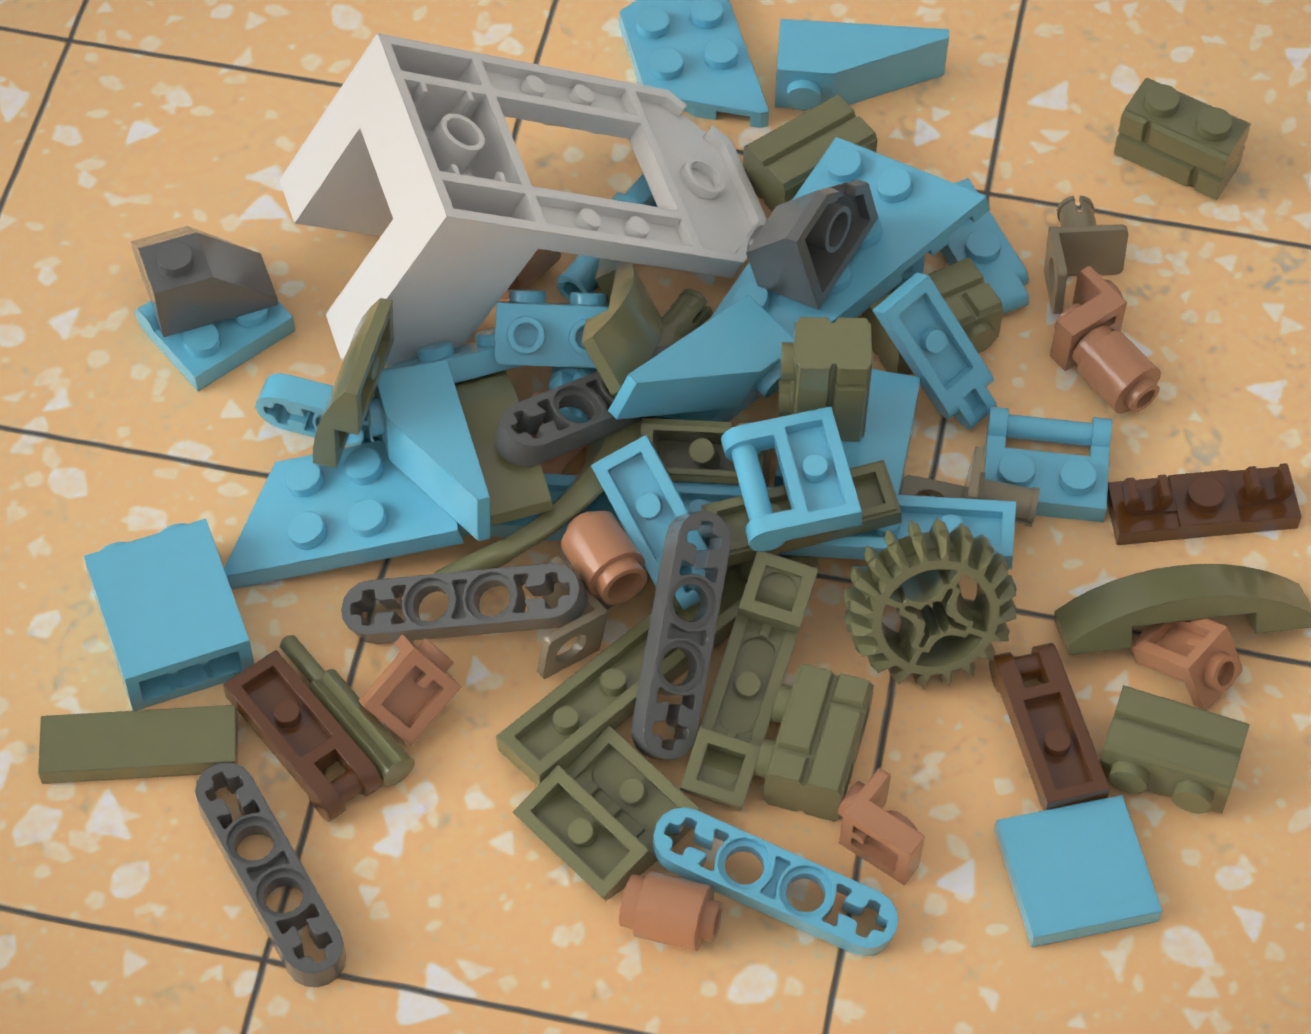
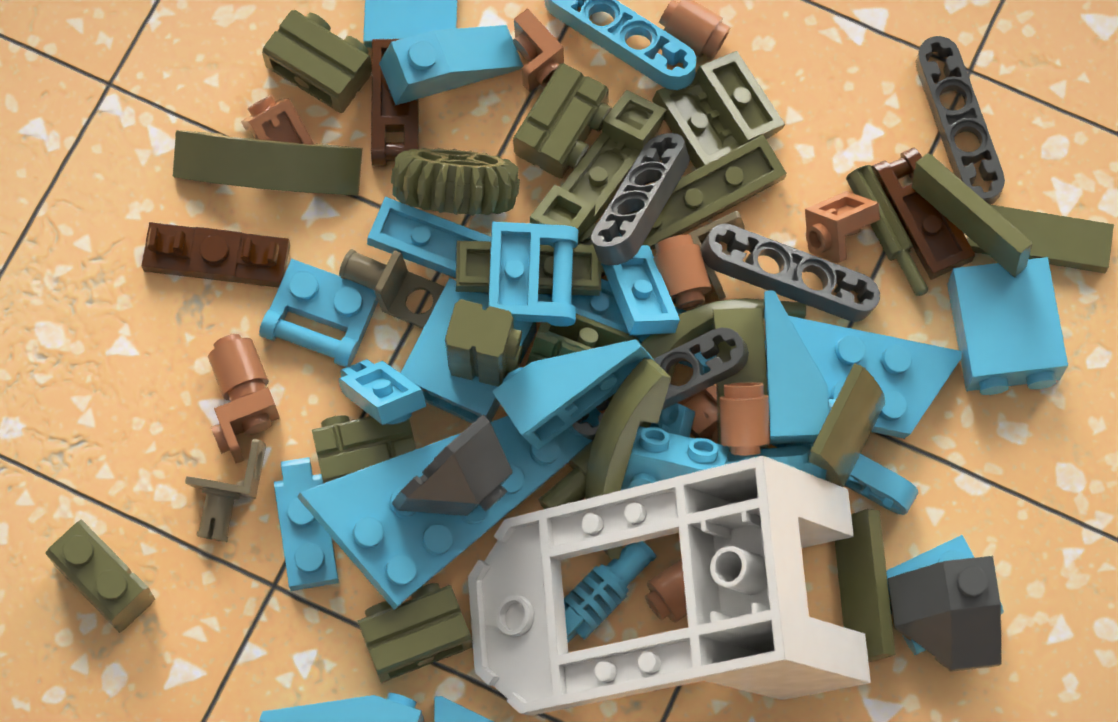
camera: 165 degrees left, 15 degrees up
(234, 693) = (971, 214): none -> olive tile
(301, 294) = (865, 584): none -> olive tile
(483, 374) = (744, 418): none -> nougat brick
(994, 765) = (447, 60): none -> medium azure slope

